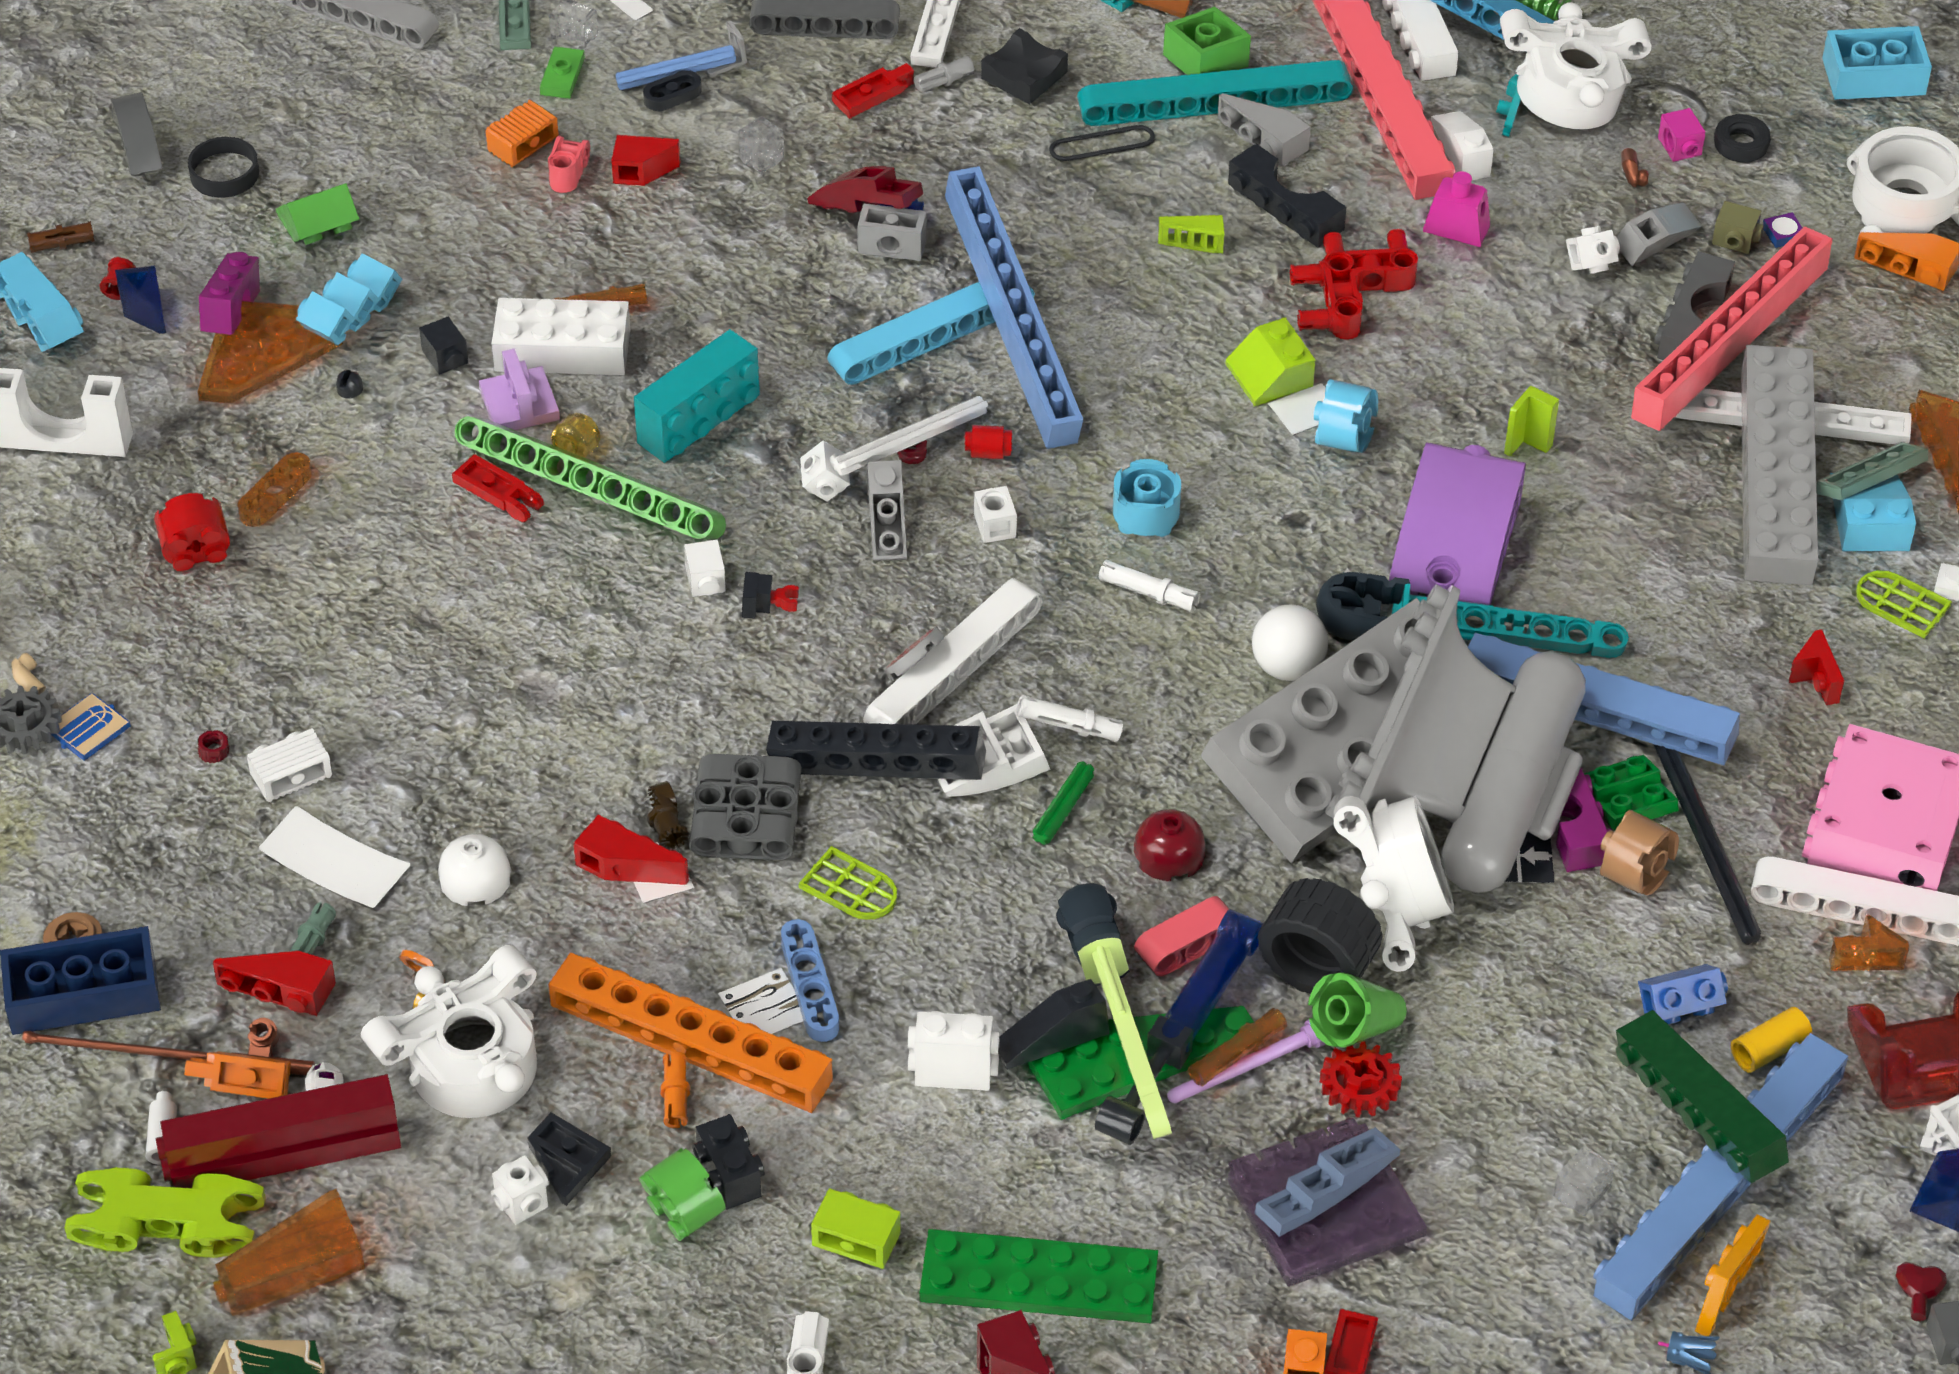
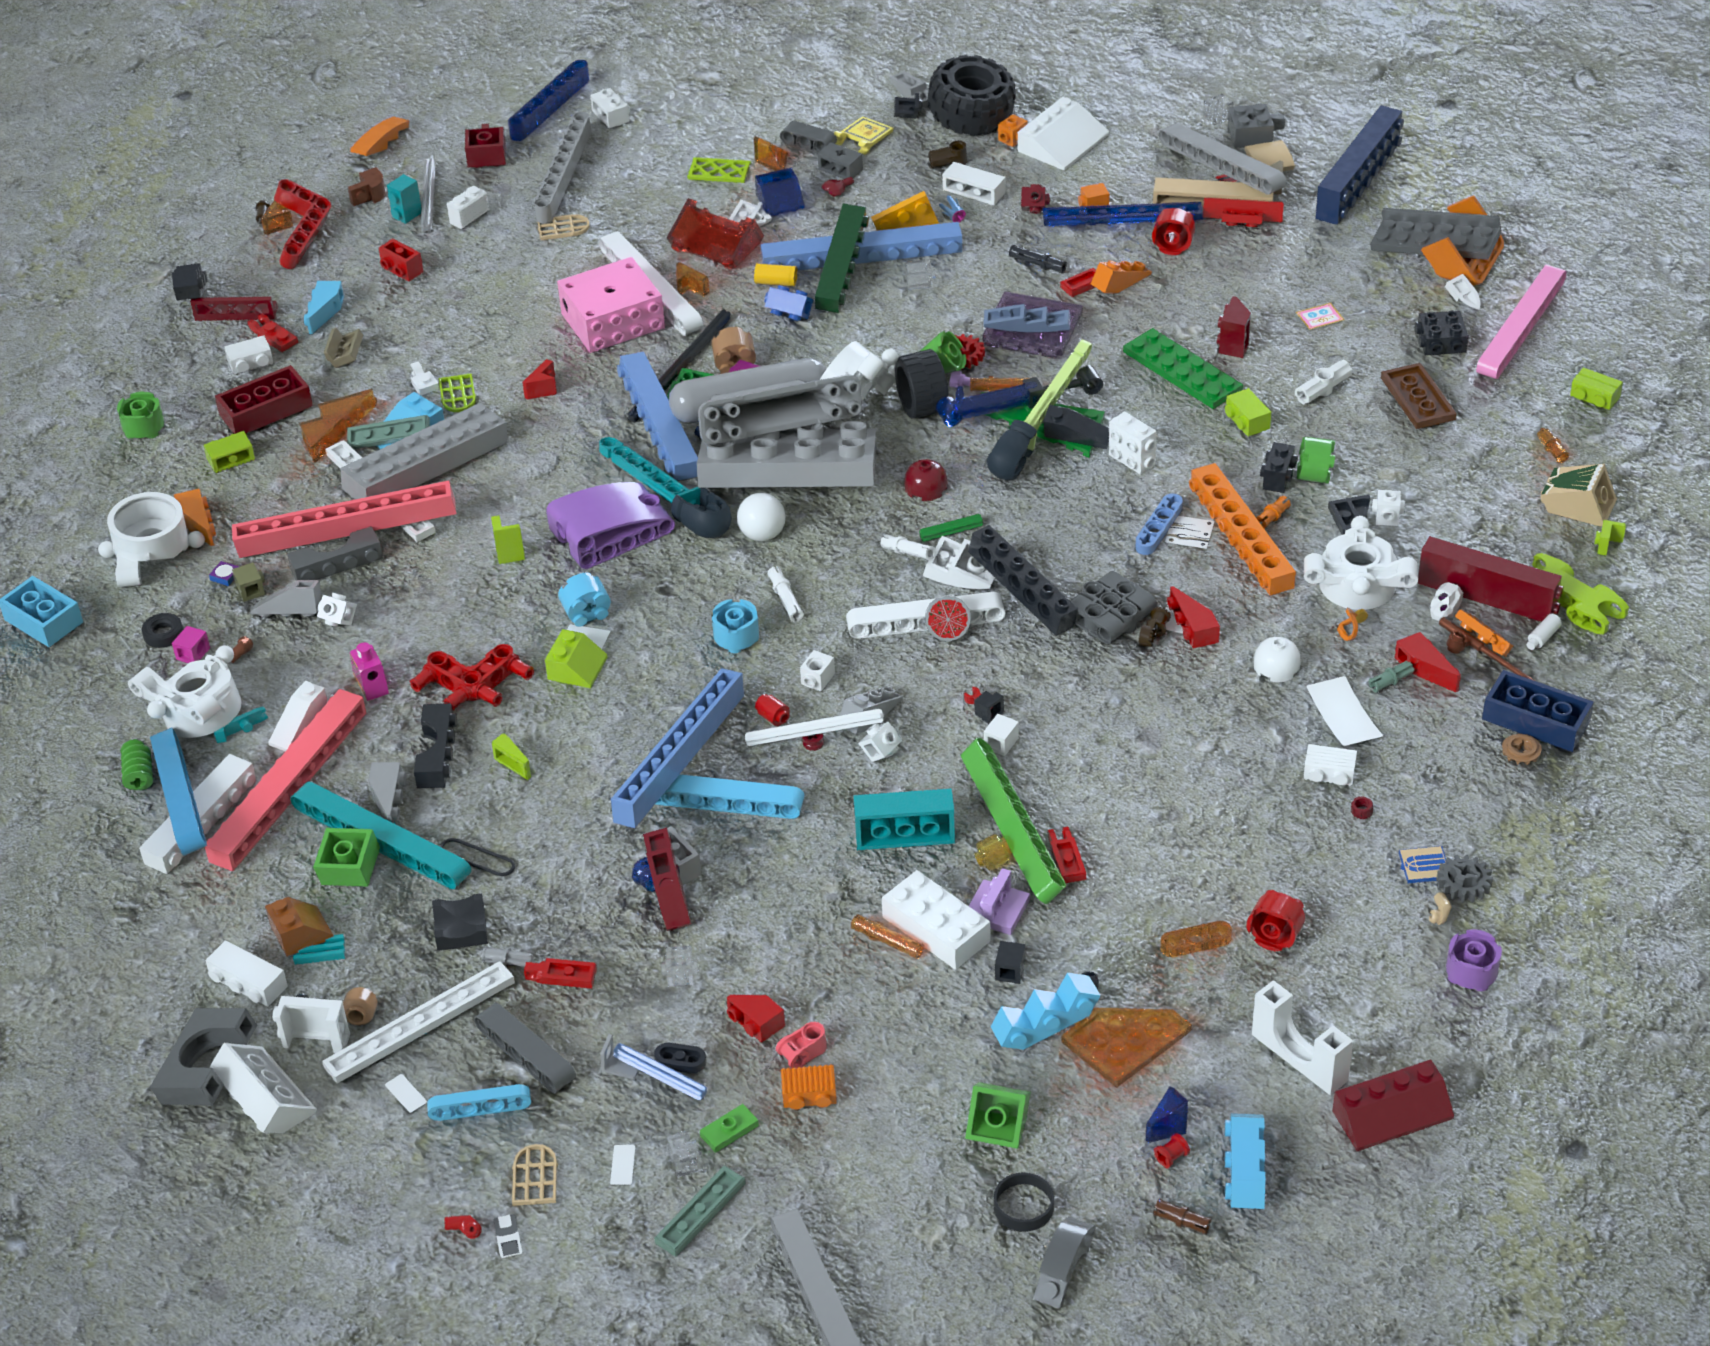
camera: 135 degrees left, 5 degrees down
(222, 296) = (1100, 1080): magenta arch -> none
(291, 1257) = (1523, 540): clear orange slope -> none
(845, 873) = (1089, 561): lime window -> none
(1181, 937) = (965, 440): coral beam -> none
(1459, 1340) = (1057, 265): none -> black pin

